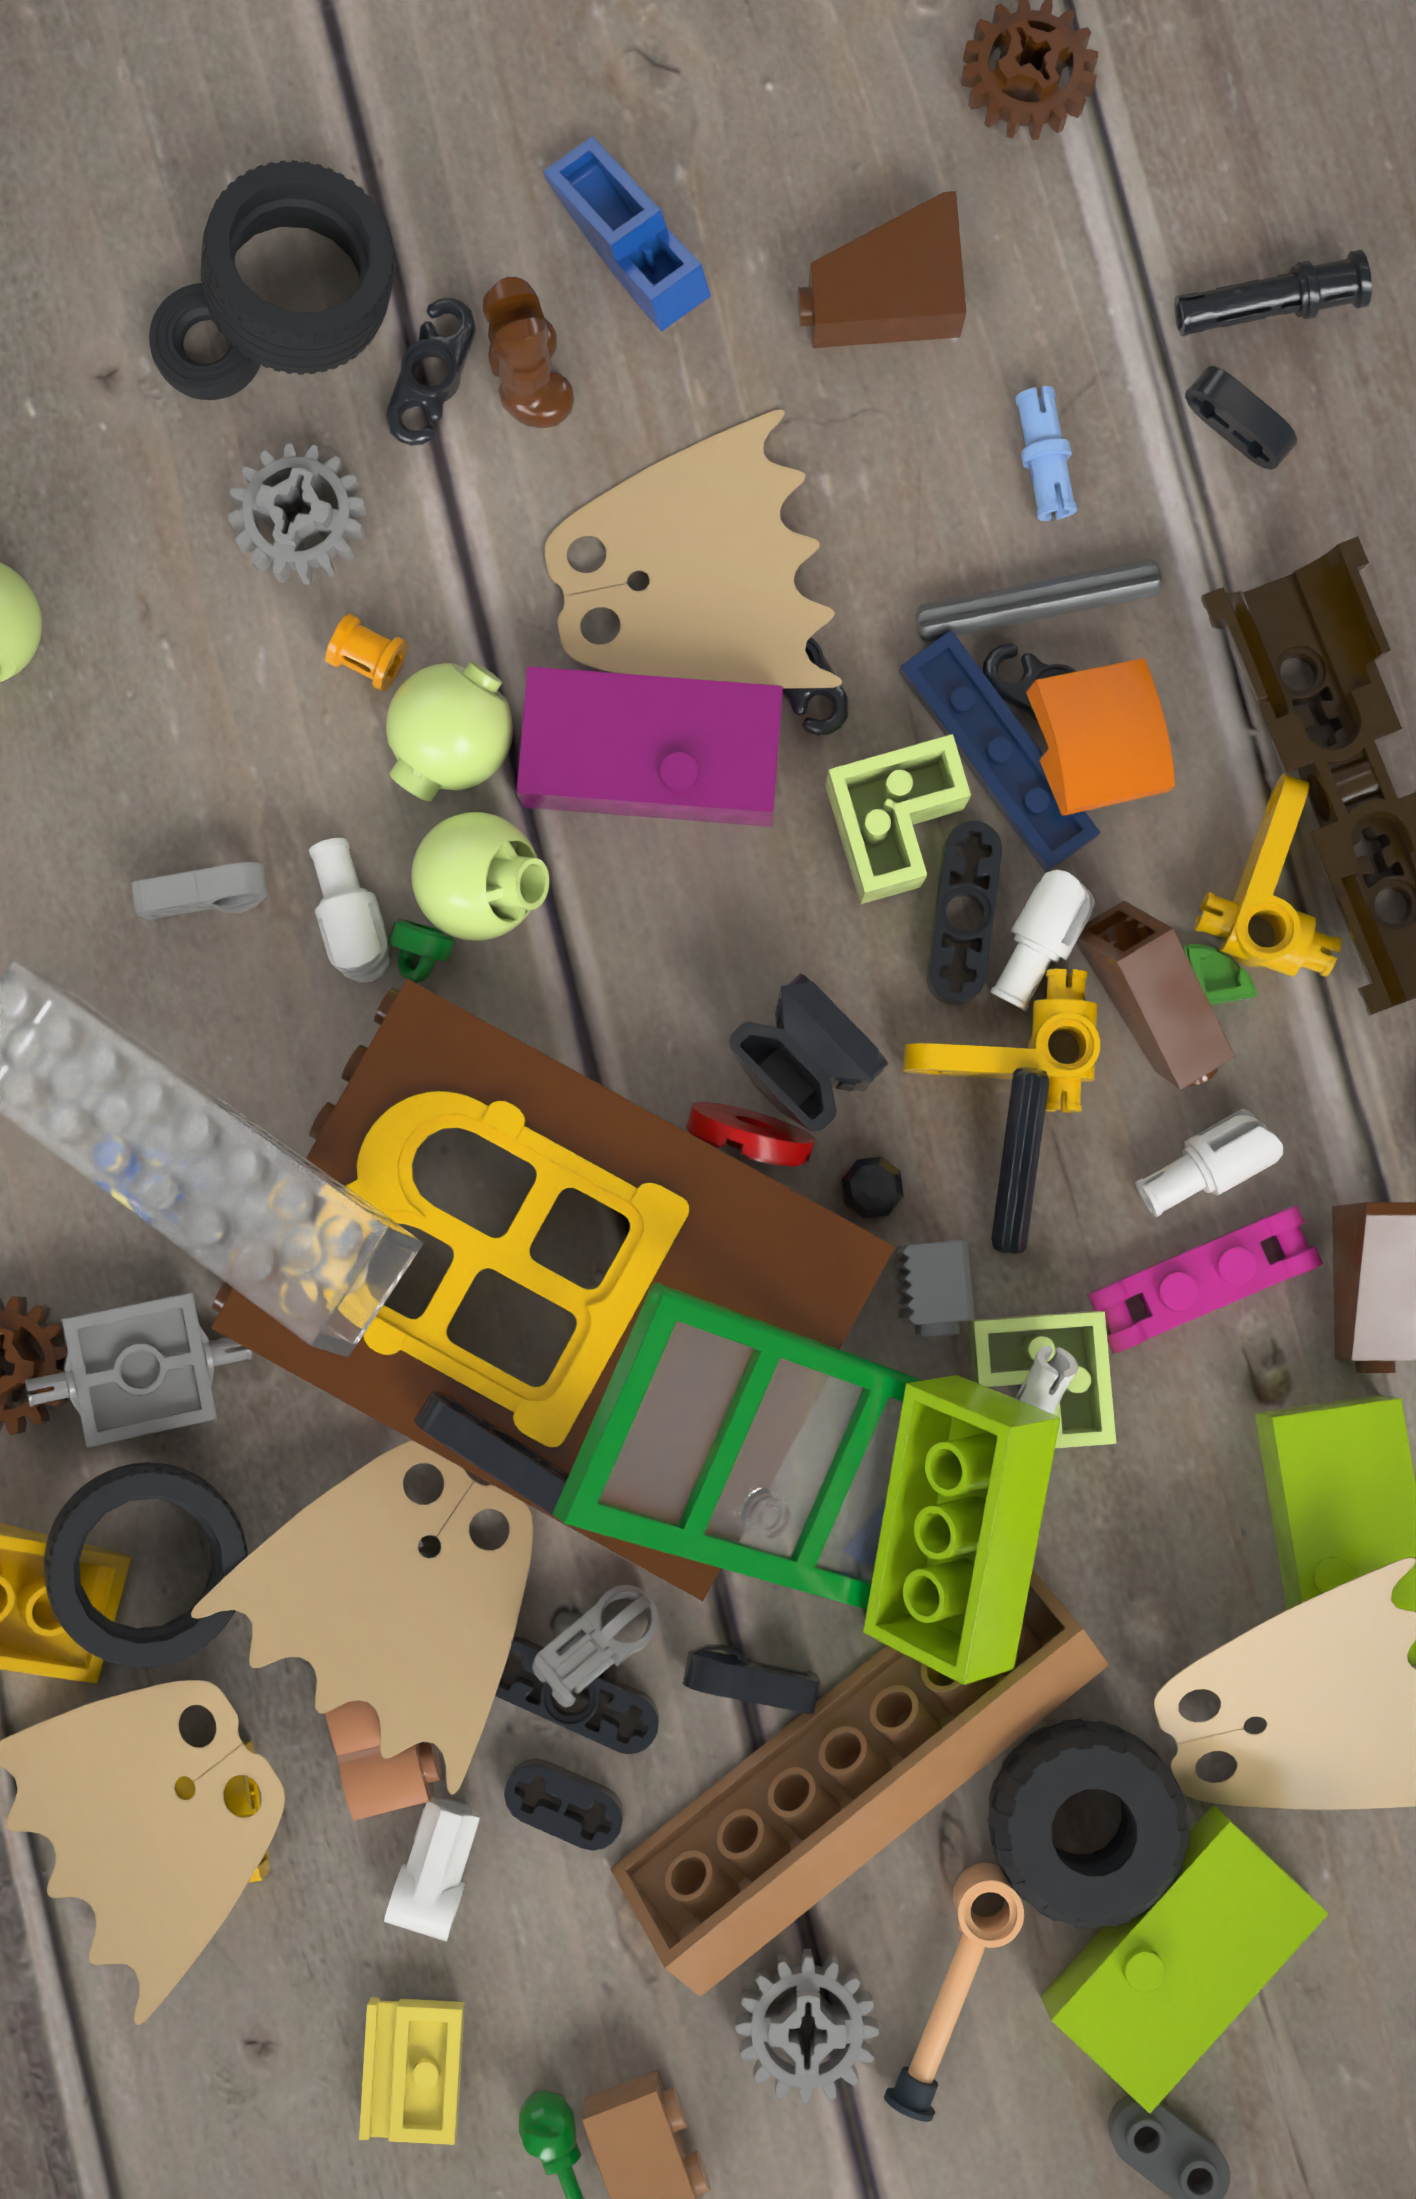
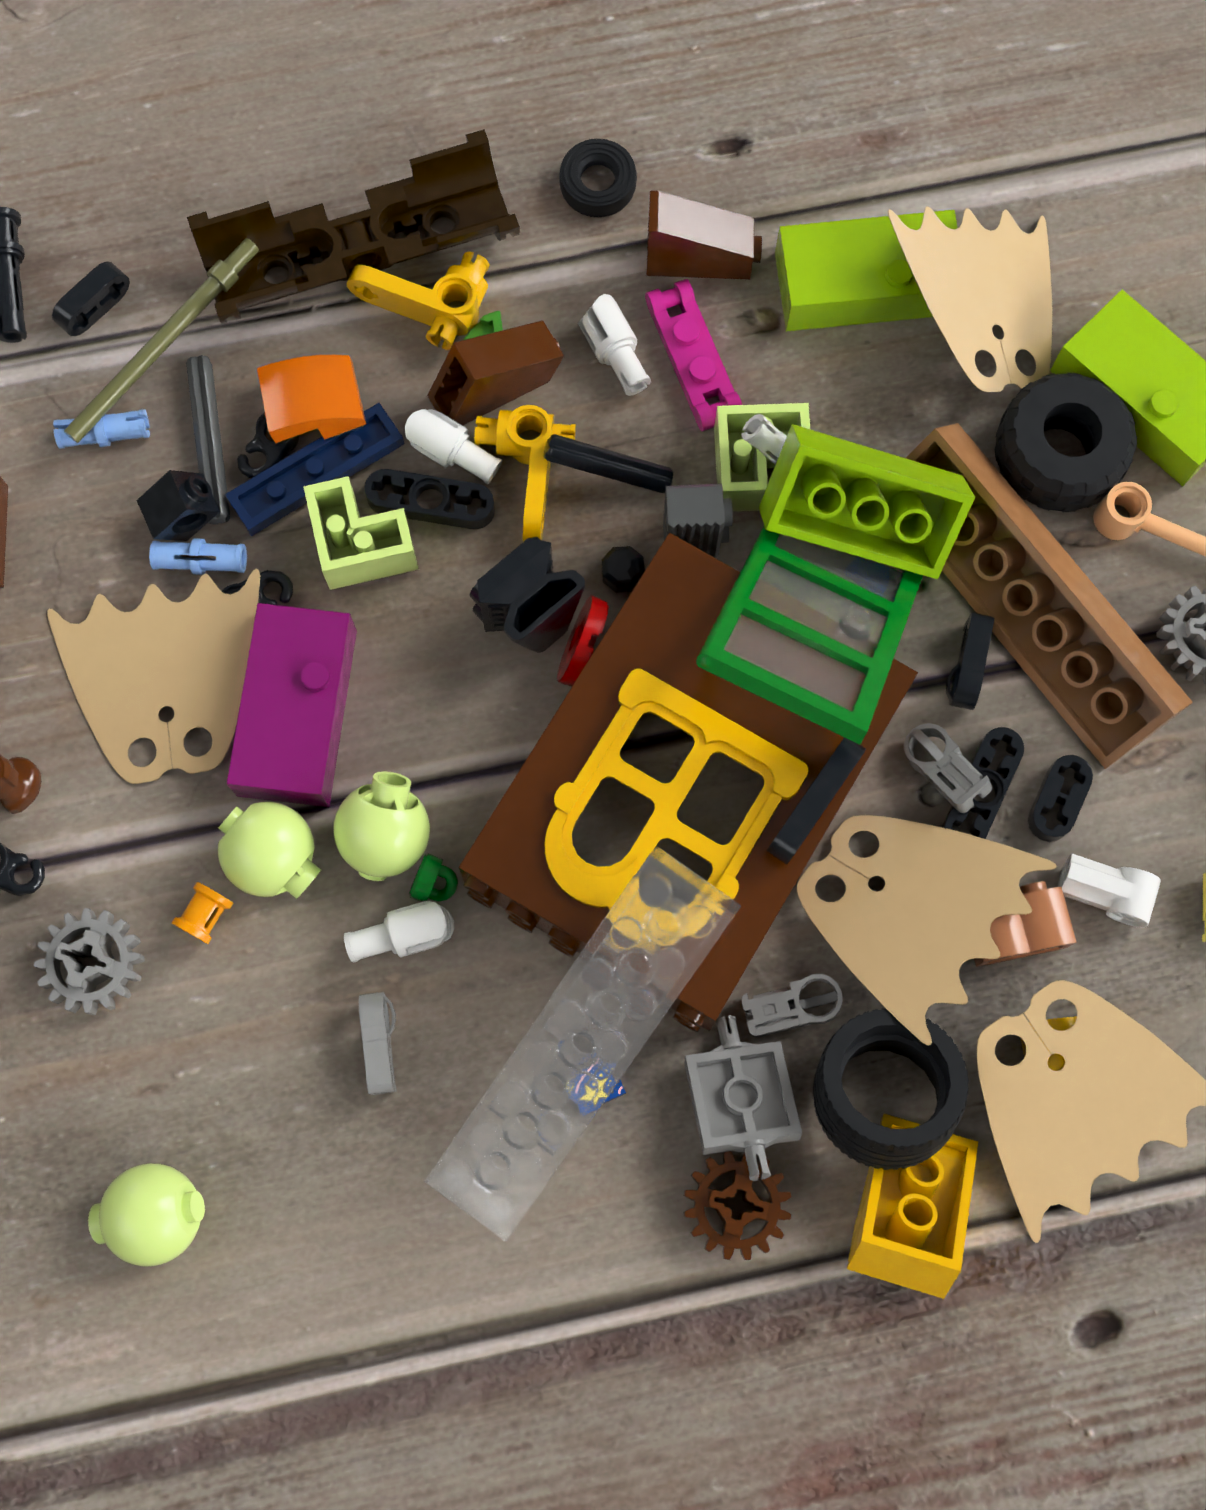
camera: 90 degrees left, 10 degrees down
(260, 1422) = (784, 1010): none -> light grey piece
(862, 602) = (168, 556): none -> light blue pin
(928, 567) = (178, 505): none -> black brick
(1274, 595) = (220, 277): none -> olive bar

